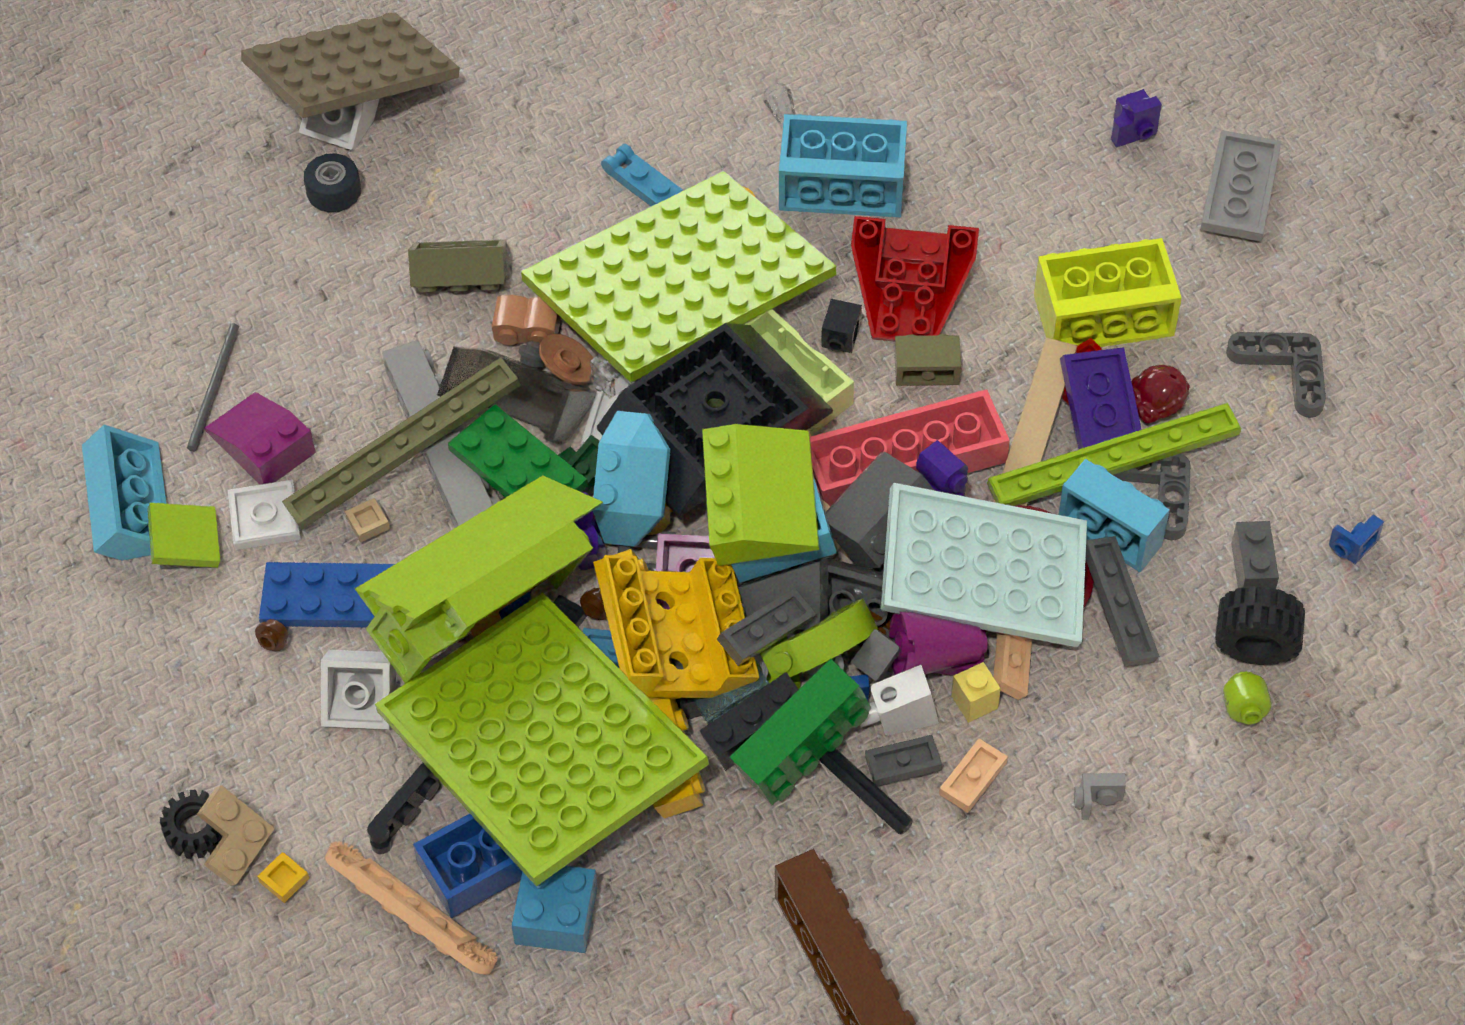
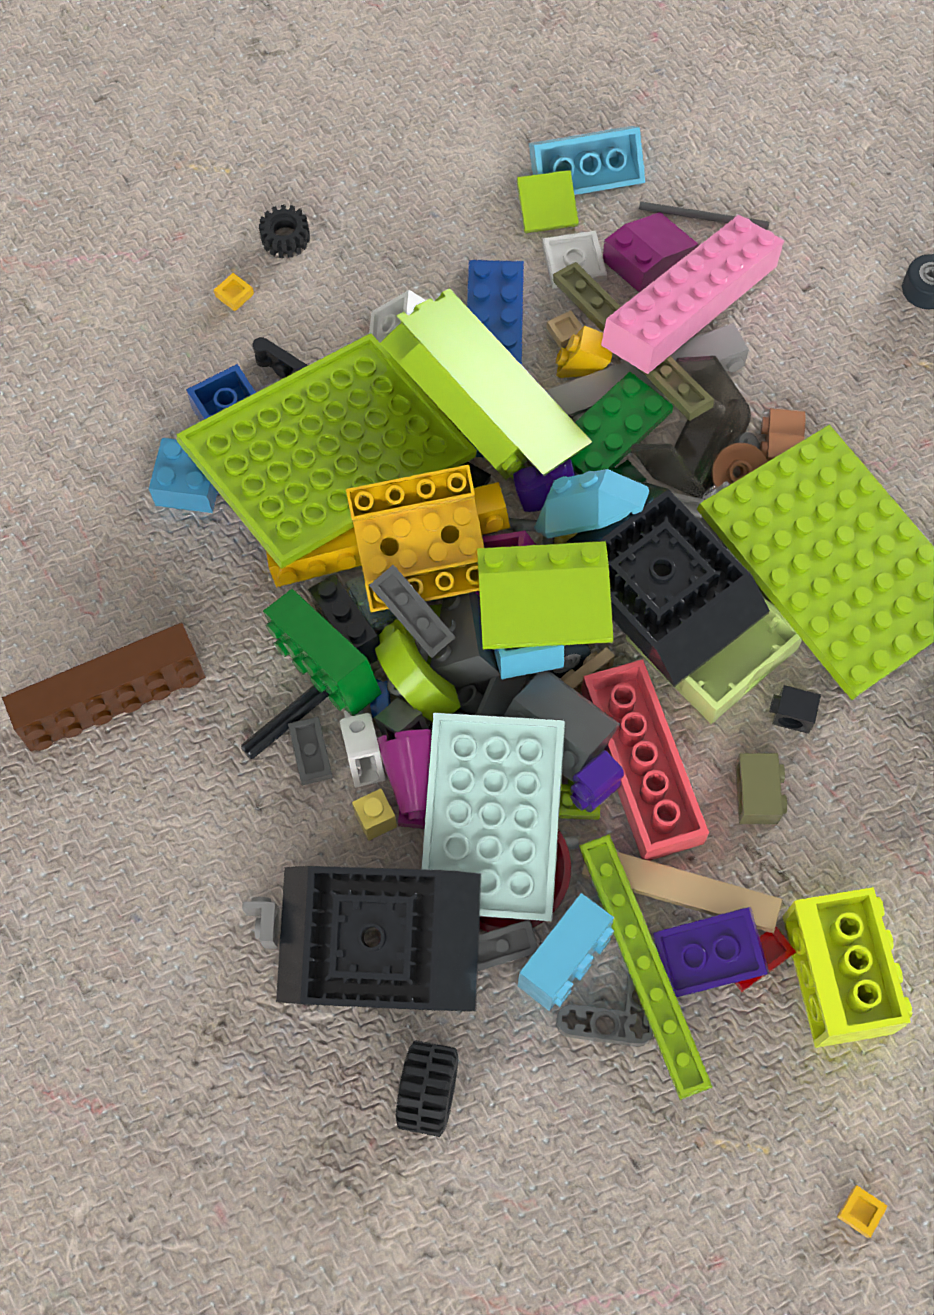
camera: 90 degrees right, 10 degrees up
(241, 830) = (272, 259): tan plate -> none
(271, 635) = (452, 268): reddish brown plate -> none
(351, 378) = (691, 293): none -> bright pink brick
(411, 907) = (215, 358): light nougat plate -> none
(413, 494) = (583, 354): none -> yellow slope
(458, 264) = (846, 382): olive slope -> none
(910, 275) = (862, 774): red wedge -> none
(973, 775) = (291, 810): light nougat plate -> none
(1012, 664) = (399, 849): light nougat plate -> none
(1108, 716) = (424, 949): none -> black slope
(1159, 392) = (724, 1015): dark red hair -> none
(1247, 698) = (358, 1073): lime head -> none
(1254, 555) = (519, 1098): dark grey brick -> none
(1297, 359) = (783, 1180): dark grey beam -> none
(1318, 304) = (862, 1211): none -> yellow plate
(1359, 541) = (550, 1220): blue bracket -> none

